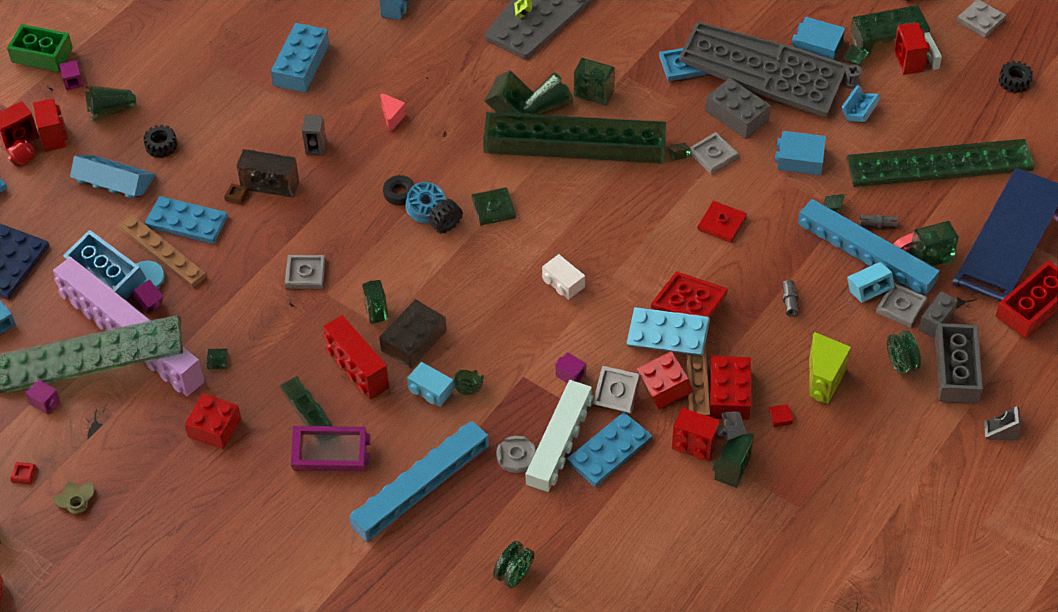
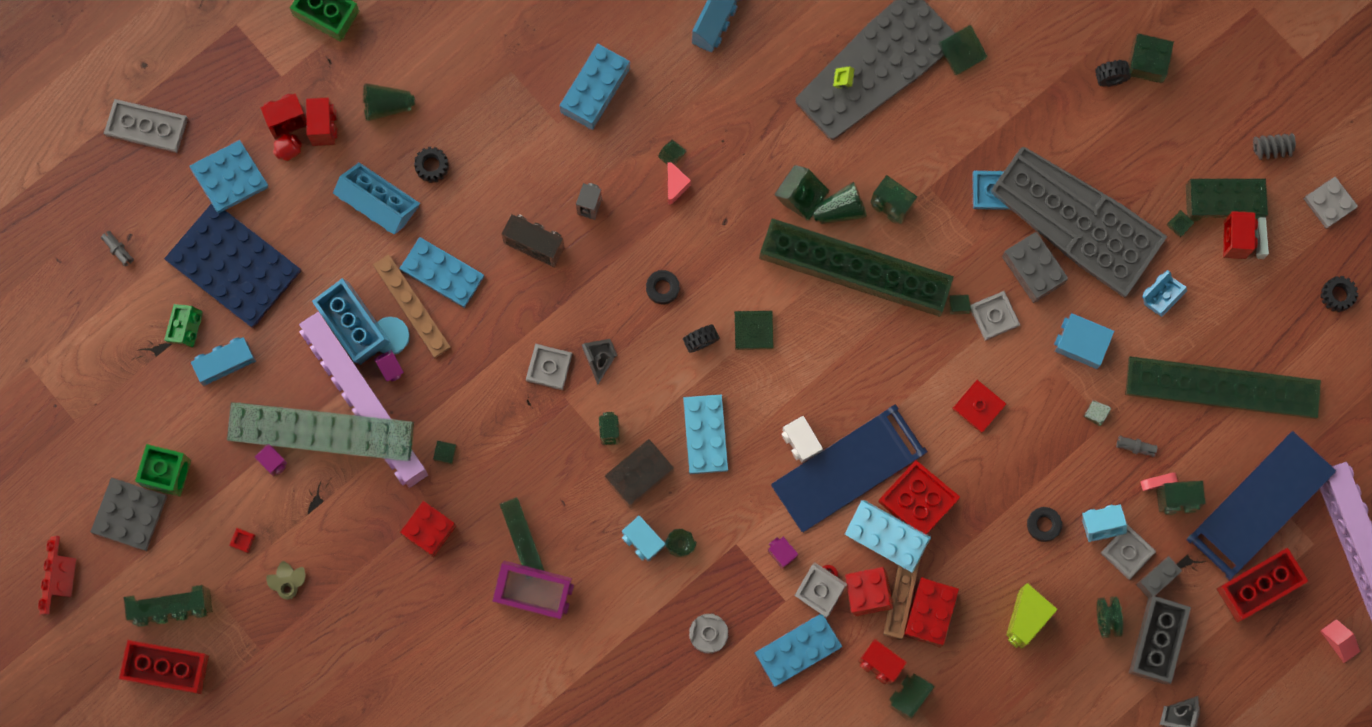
camera: 10 degrees right, 25 degrees up
(71, 75) = (352, 52): magenta brick -> none
(236, 194) = (497, 250): reddish brown tile -> none
(350, 253) = (599, 357): none -> dark grey slope
(355, 357) = (577, 490): red brick -> none
(381, 89) = (671, 152): none -> clear green slope
(418, 481) = (610, 644): dark azure brick -> none
(423, 192) = (673, 314): dark azure wheel -> none
(469, 294) = (705, 434): none -> medium azure plate
(559, 436) = (753, 625): light aqua brick -> none
(613, 294) = (847, 469): none -> dark blue flag
(732, 426) = (917, 662): dark grey hinge -> none
(780, 415) = (971, 652): red tile -> none
(790, 298) = (1020, 519): dark grey pin -> none
(814, 308) = (1040, 535): none -> black tyre
(819, 37) = (1146, 193): dark azure brick -> none
(851, 75) = (1168, 247): dark grey bush -> none
(868, 247) = (1115, 477): dark azure brick -> none

